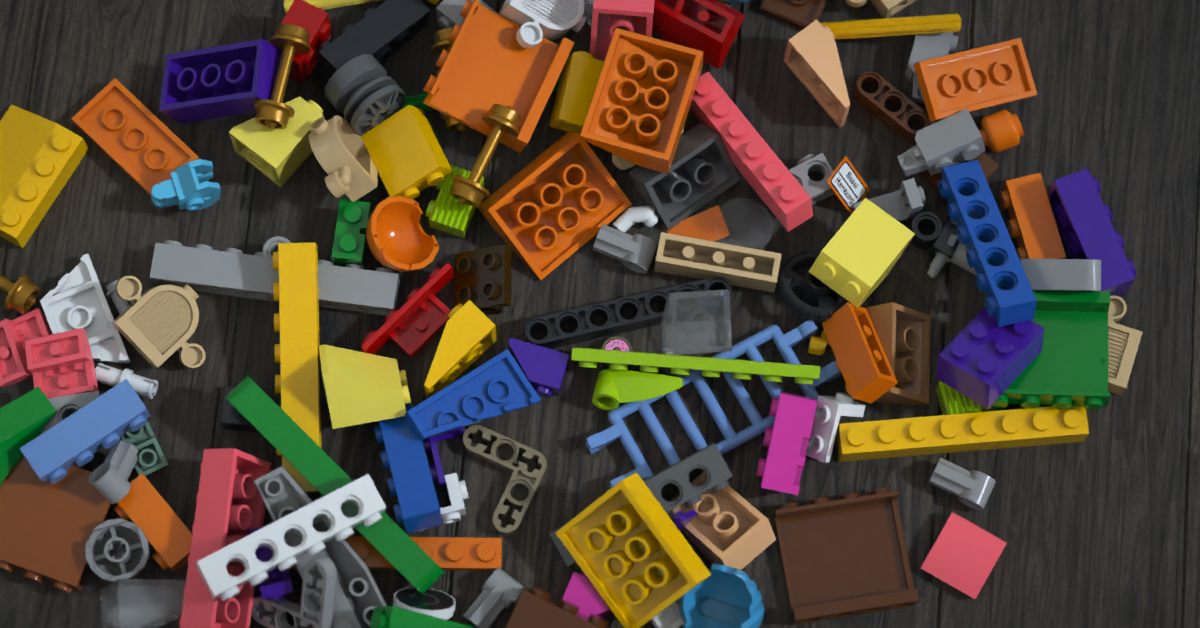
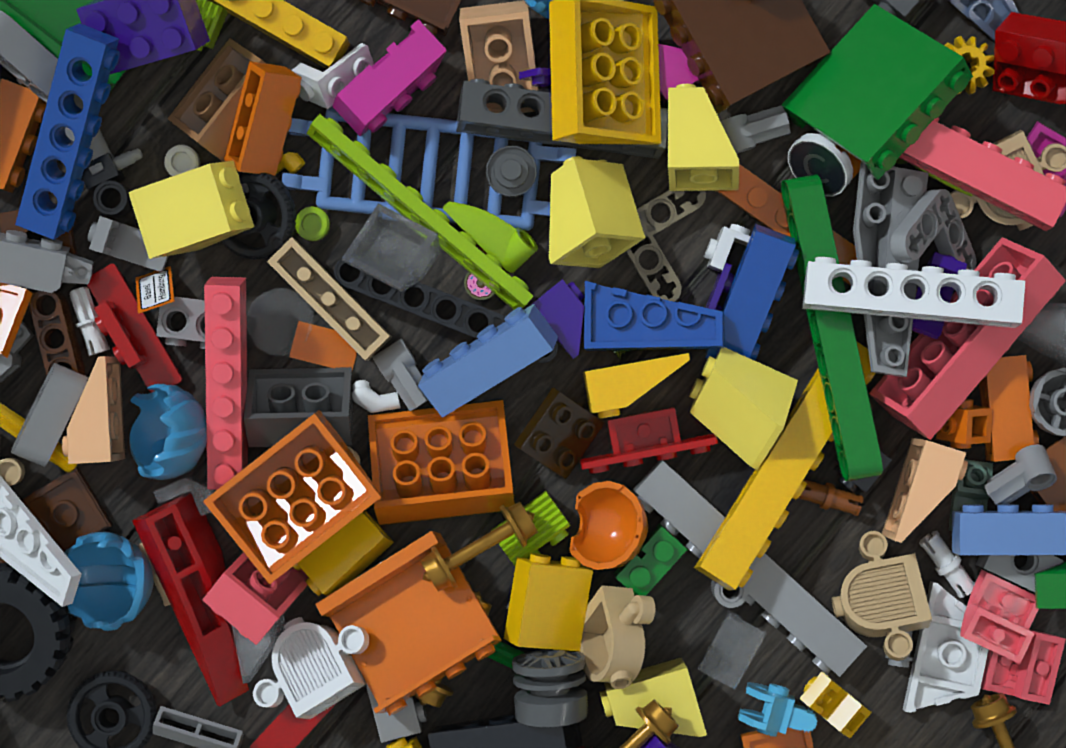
camera: 140 degrees left, 15 degrees up
(145, 224) = (834, 704): none -> yellow brick
(180, 486) = (967, 426): none -> orange brick
(183, 421) = (925, 480): none -> light nougat slope
(246, 214) = (731, 650): none -> clear piece
(252, 368) = (829, 496): none -> dark orange pin
(530, 551) = (697, 144): none -> light yellow slope
(571, 450) = (591, 213): none -> light yellow slope
(572, 292) = (487, 360): none -> medium blue brick
(651, 440) = (511, 171): none -> dark grey plate
(724, 70) = (197, 487): none -> clear slope
(764, 91) = (167, 432): none -> dark azure piece
(770, 311) = (312, 223): none -> lime tile
(839, 140) = (130, 331): none -> red bracket
(856, 47) = (49, 414): none -> light grey piece
(878, 134) = (86, 315): none -> white axle
(896, 290) = (181, 159): none -> white tile

